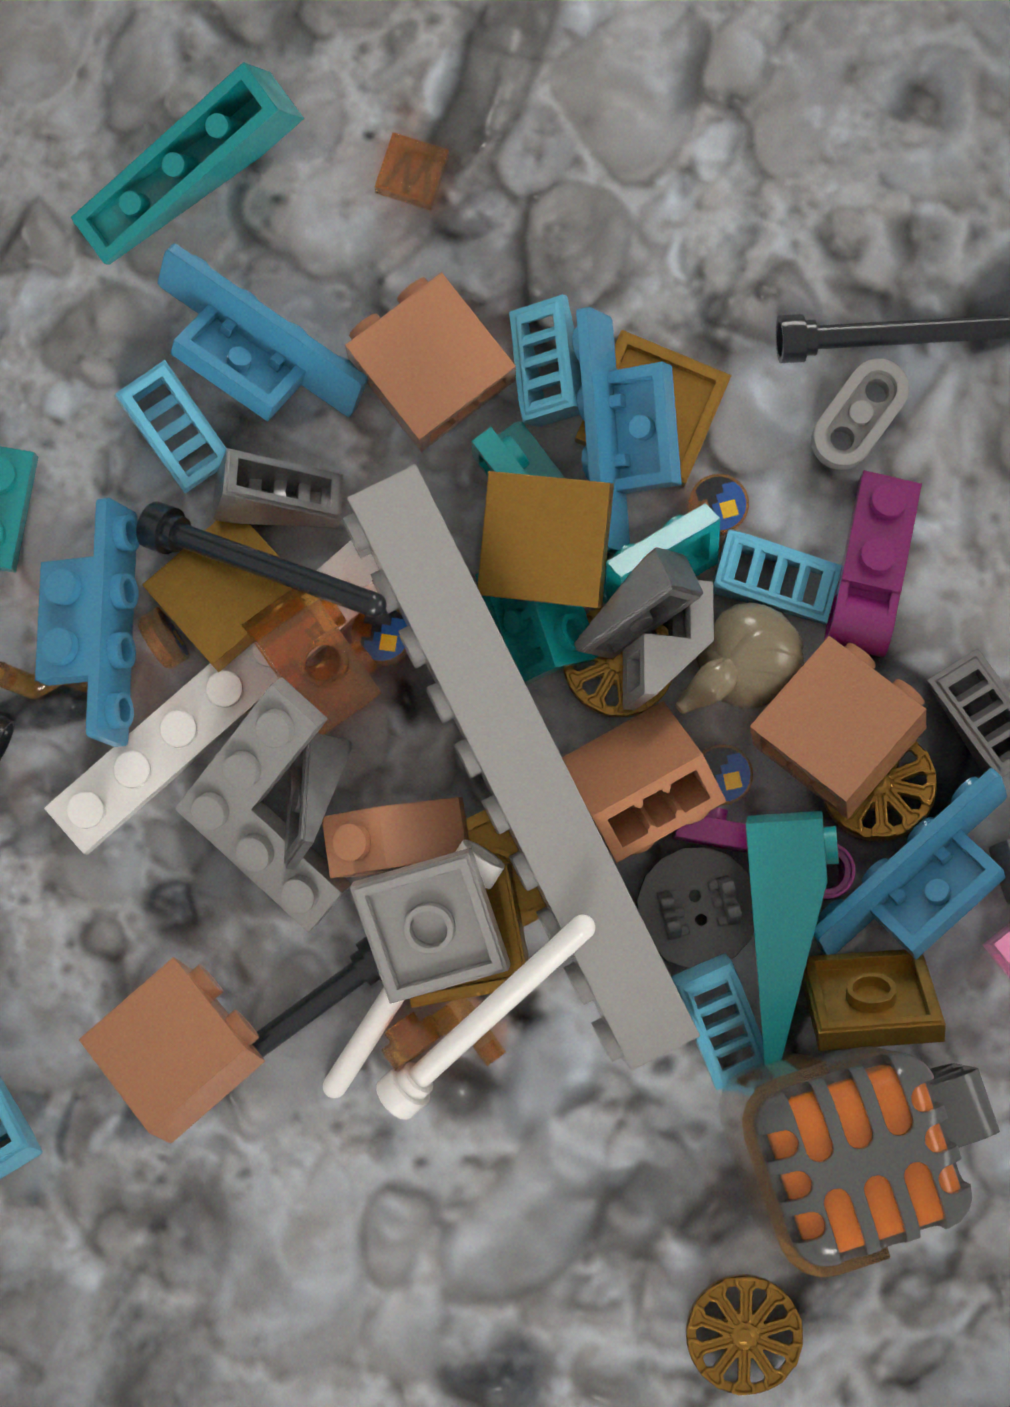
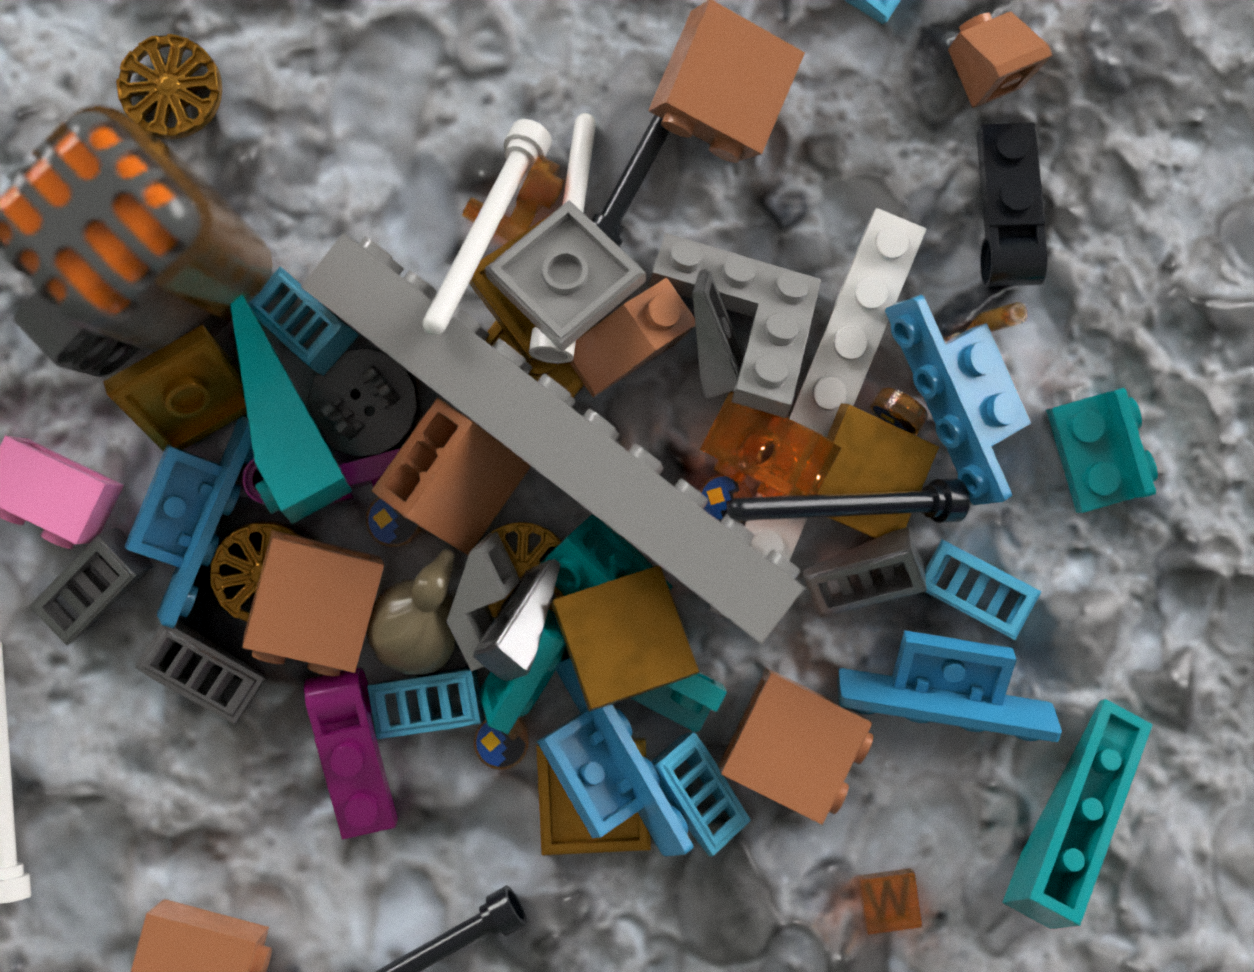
camera: 160 degrees right, 5 degrees up
(858, 415) = (419, 871): light grey plate -> none

